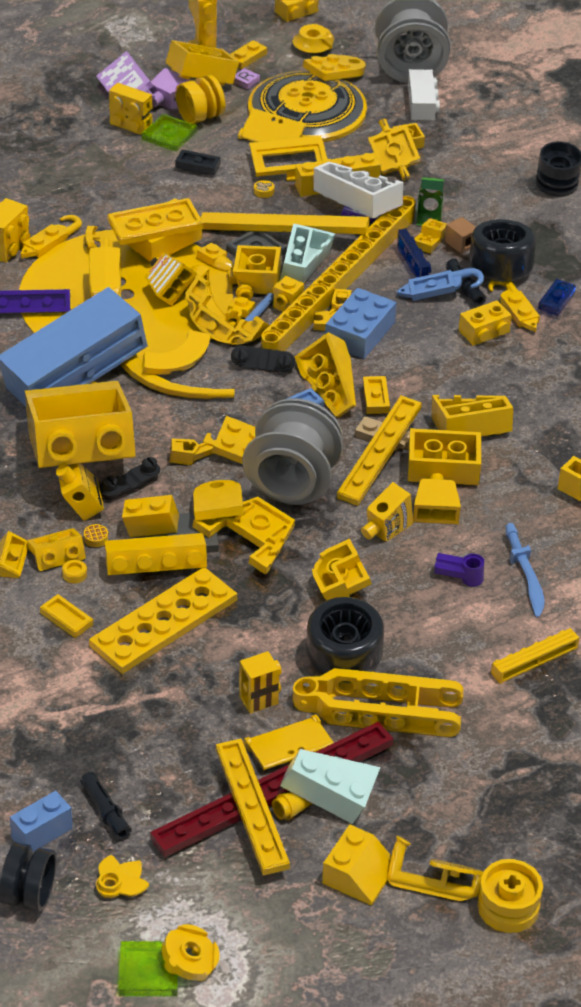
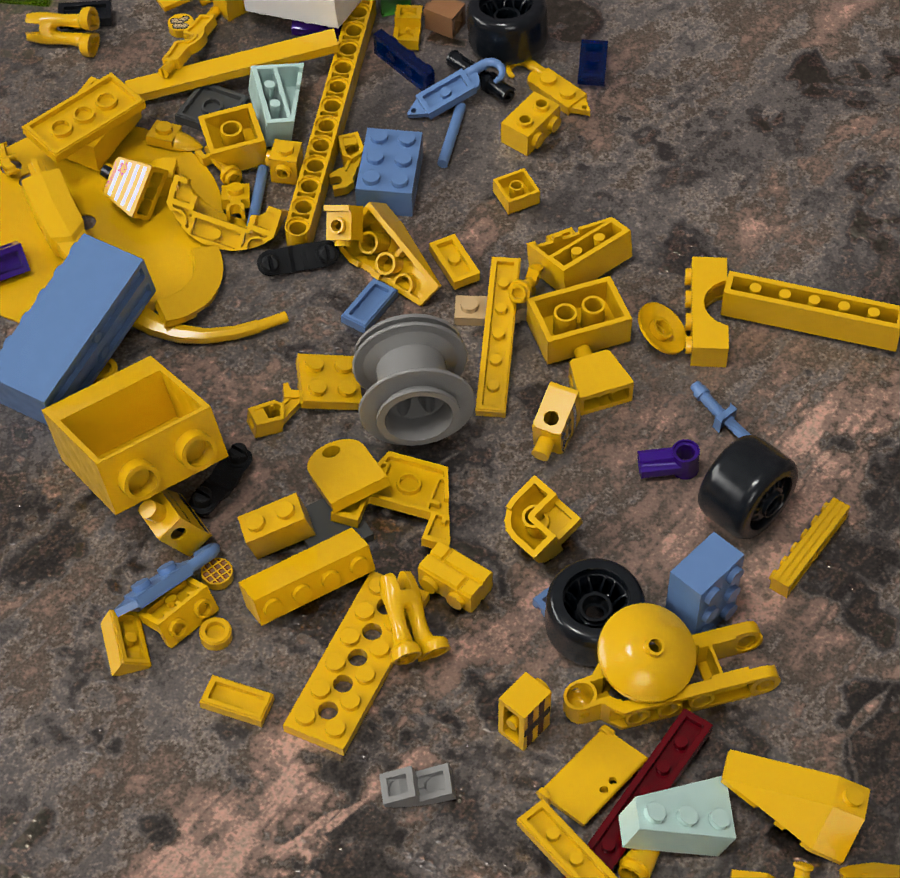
camera: 20 degrees left, 10 degrees up
(59, 522) = (168, 577): none -> medium blue plate
(156, 707) = (417, 788): none -> light grey slope
(193, 162) = (49, 35): none -> yellow piece
(216, 587) = (401, 596): none -> yellow piece
(260, 589) = (454, 577): none -> yellow brick
(266, 199) = (194, 40): none -> yellow piece
(304, 342) = (344, 224): none -> yellow brick
(363, 685) = (630, 662): none -> yellow dish
(409, 421) = (522, 289): none -> yellow hinge
(424, 313) = (451, 135): none -> medium blue bar
(431, 643) = (706, 584): none -> medium blue brick
(432, 807) = (808, 803): none -> yellow wedge
(448, 363) = (516, 191): none -> yellow piece
(503, 595) = (747, 486): none -> black wheel
(505, 482) = (662, 328): none -> yellow dish
(537, 499) = (708, 337): none -> yellow arch

